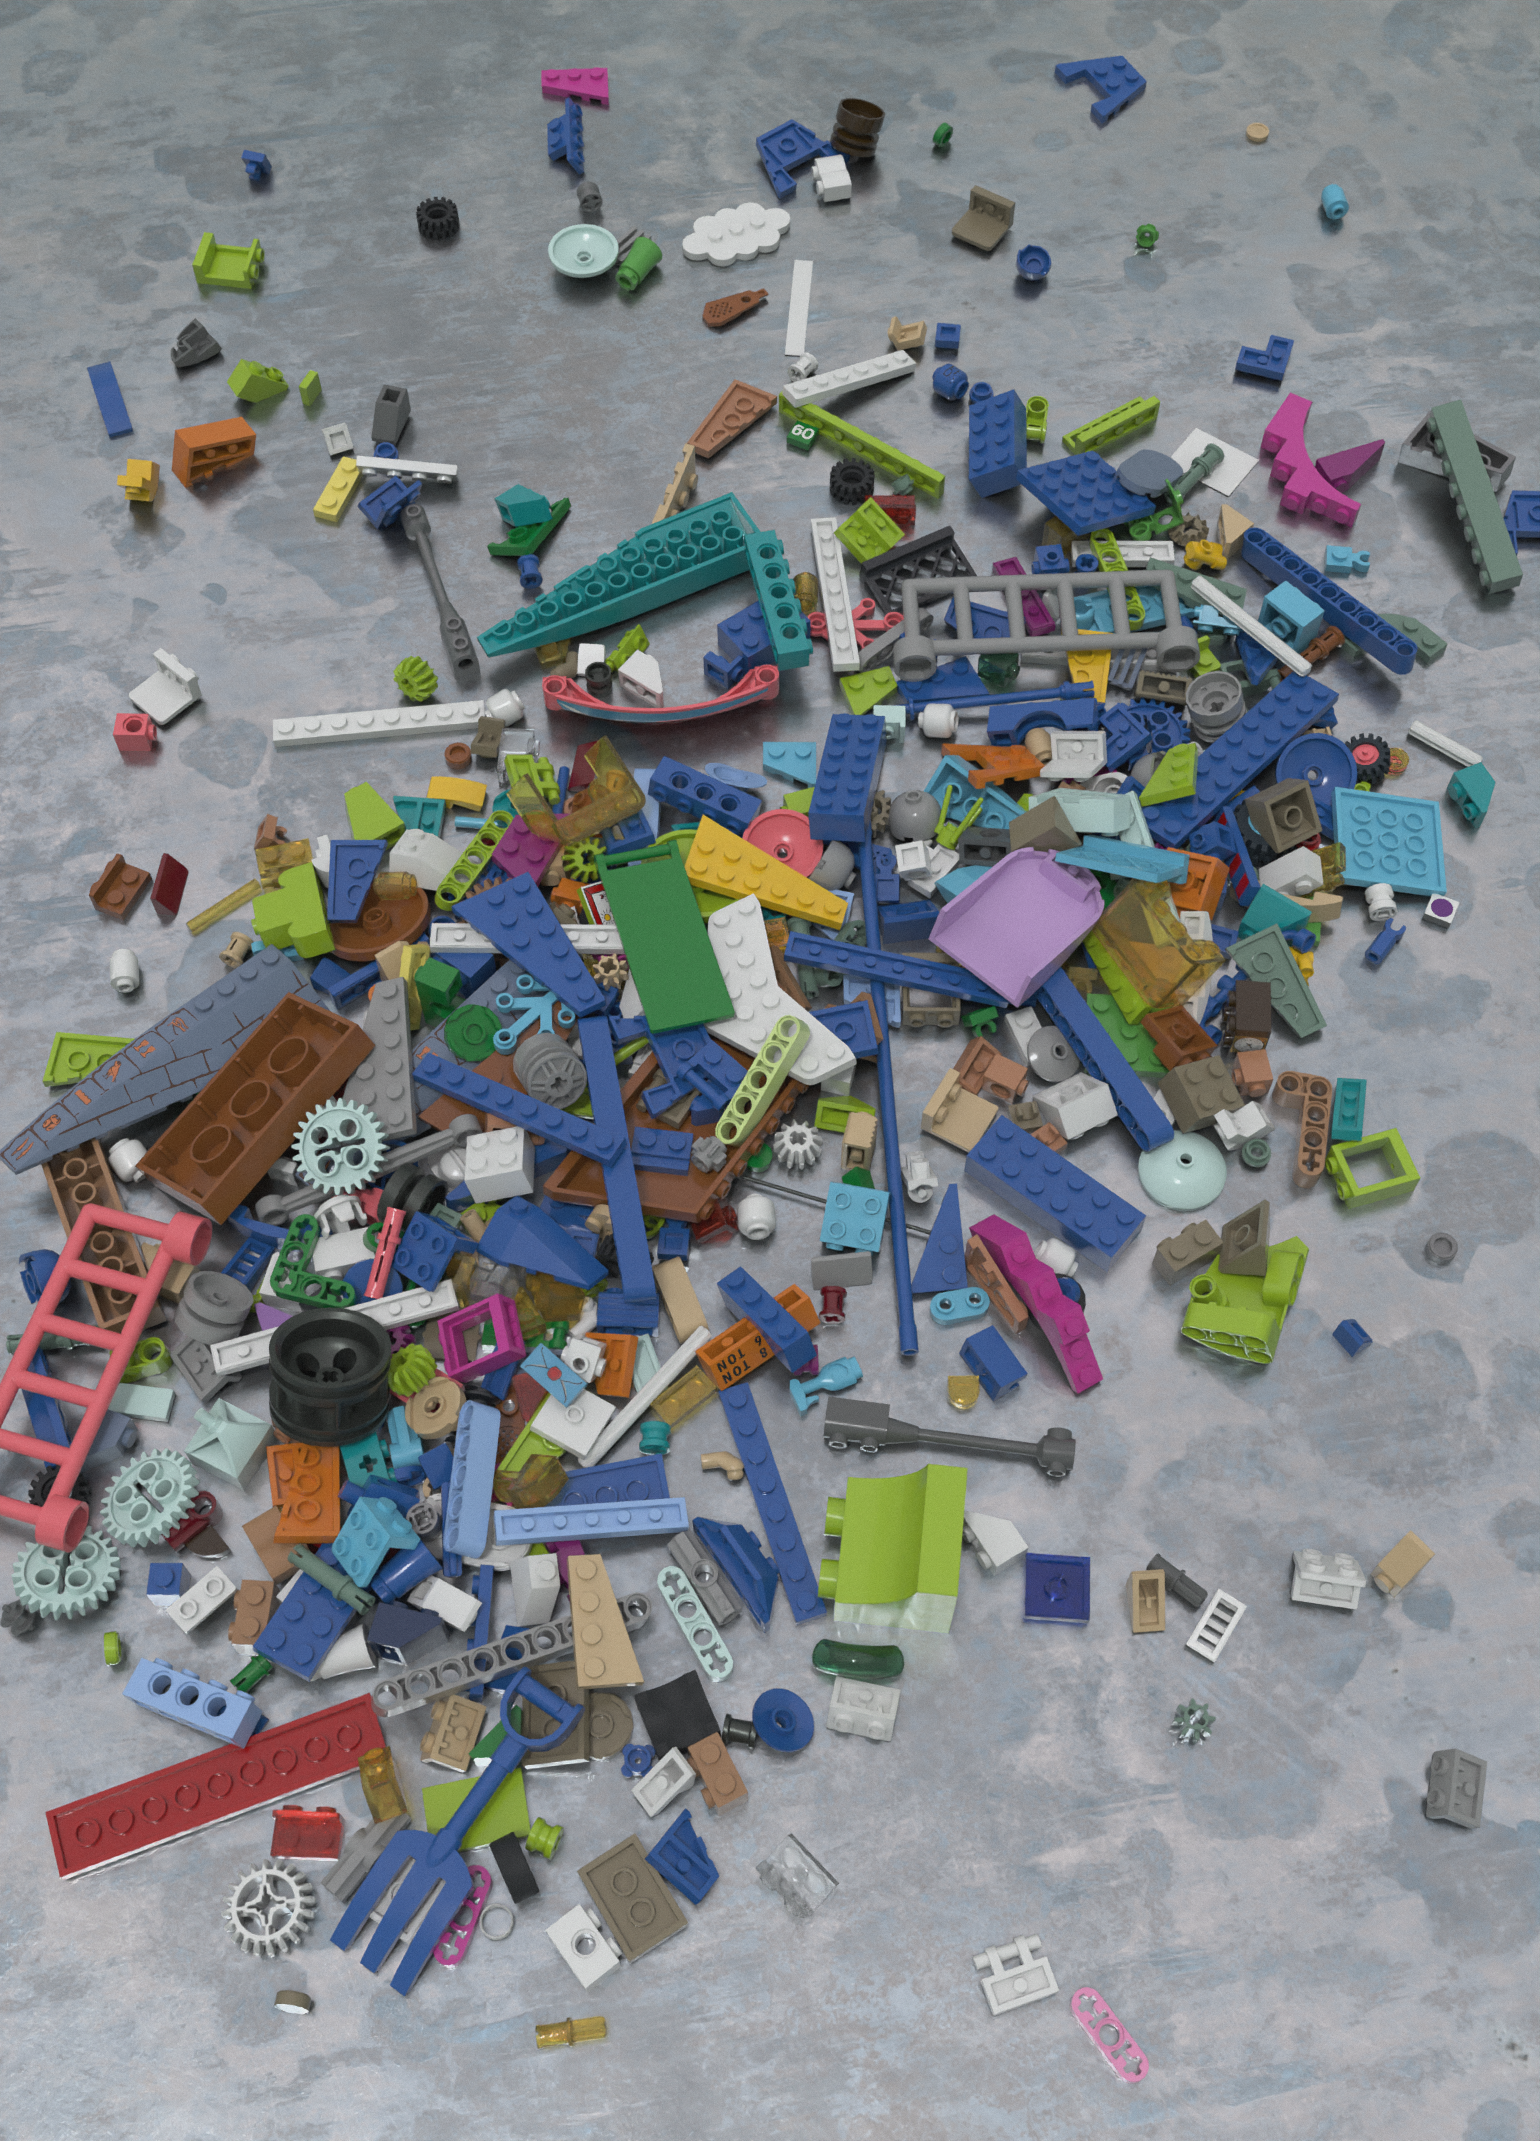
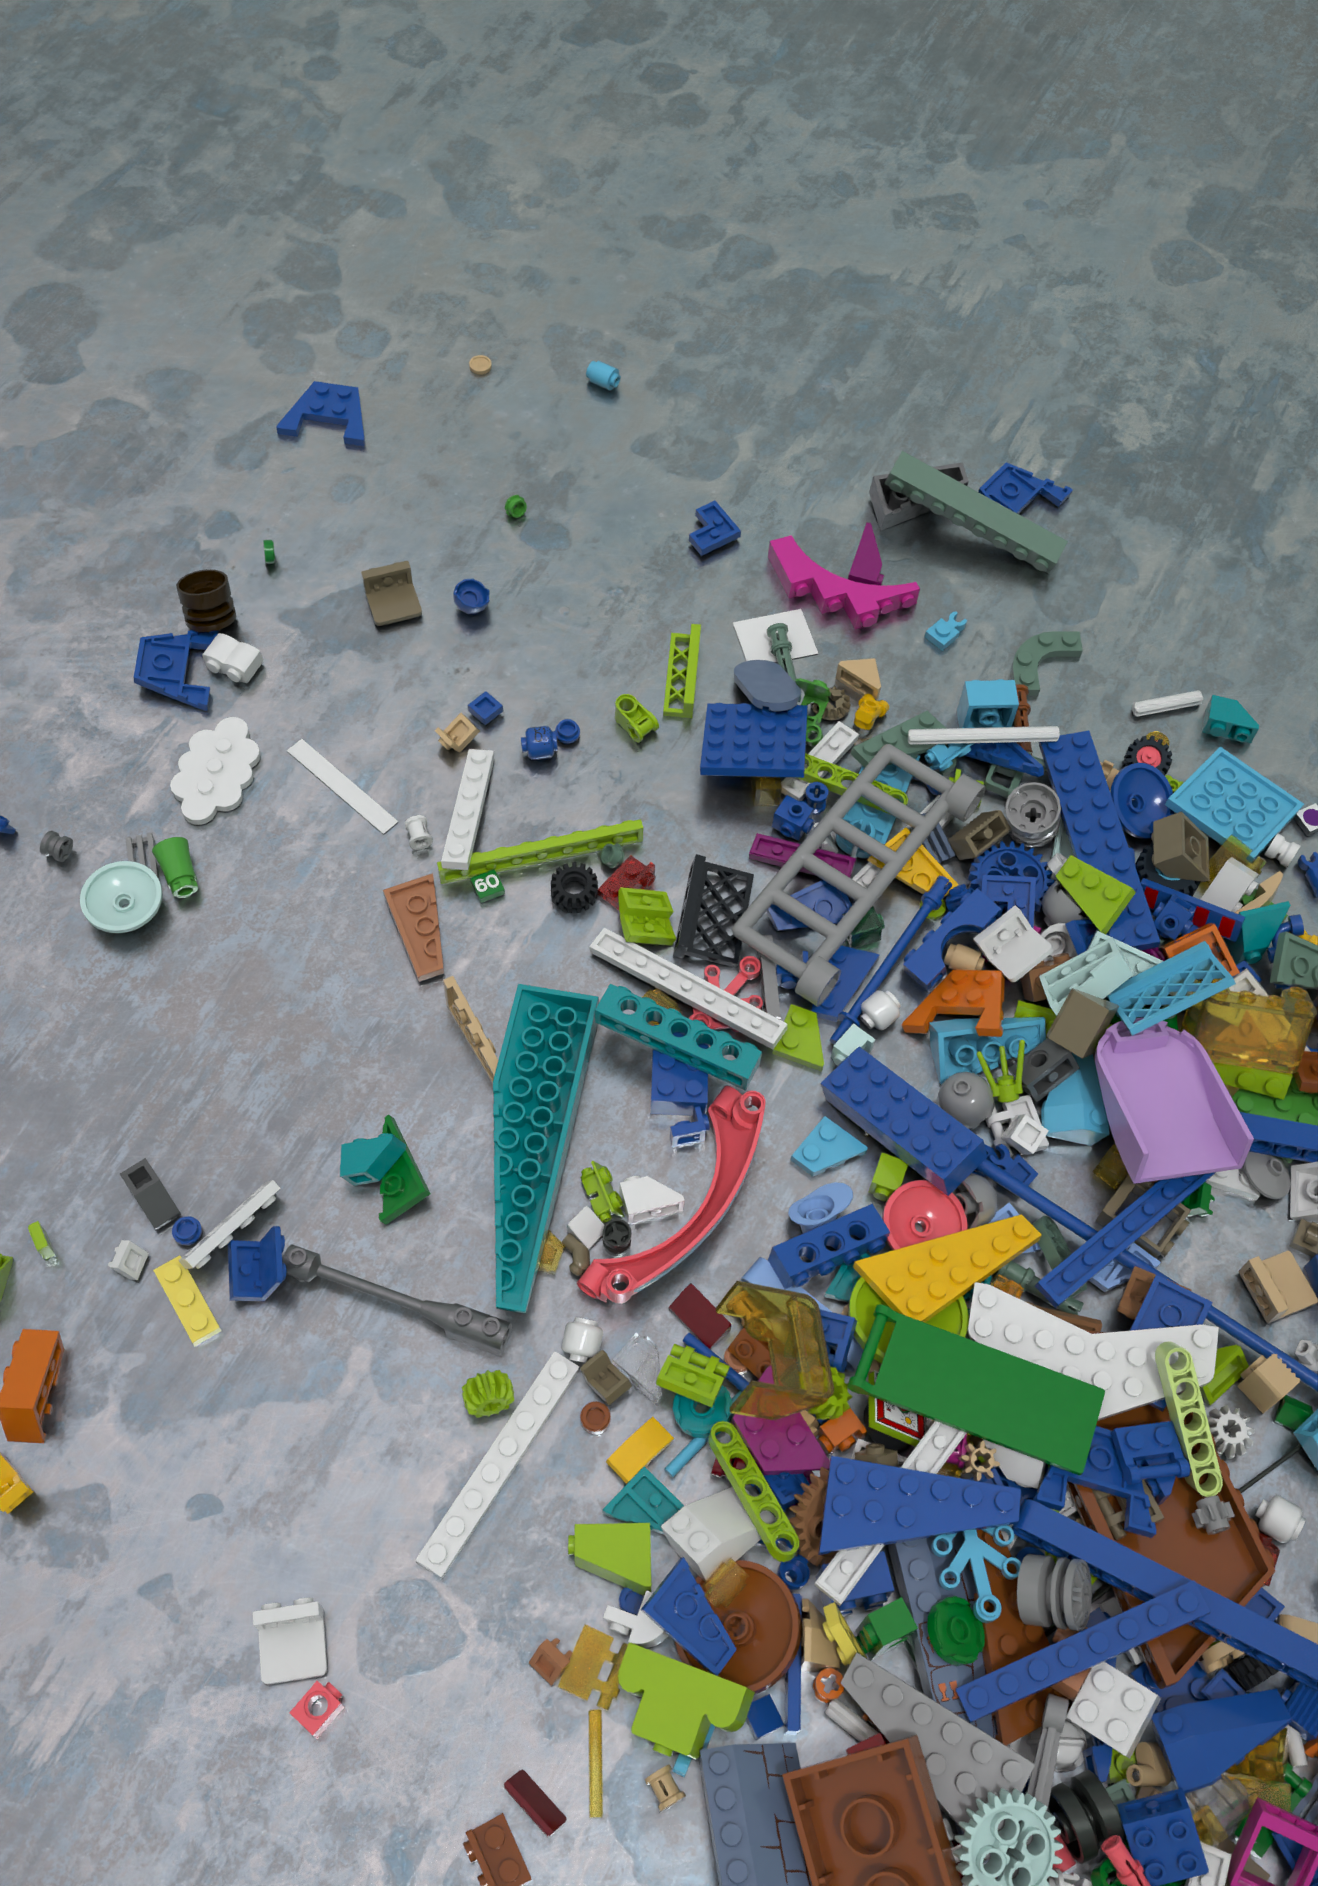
camera: 55 degrees left, 0 degrees up
(530, 575) = (442, 1206): blue bush -> none
(661, 1151) = (1179, 1547): blue plate -> none
(728, 308) = (293, 834): dark orange piece -> none
(907, 921) = (1061, 1175): blue slope -> none
(974, 1064) = (1231, 1239): nougat slope -> none
(997, 443) = (641, 759): blue brick -> none
(1005, 1079) = (1268, 1225): nougat brick -> none
(1340, 608) = (954, 670): blue beam -> none

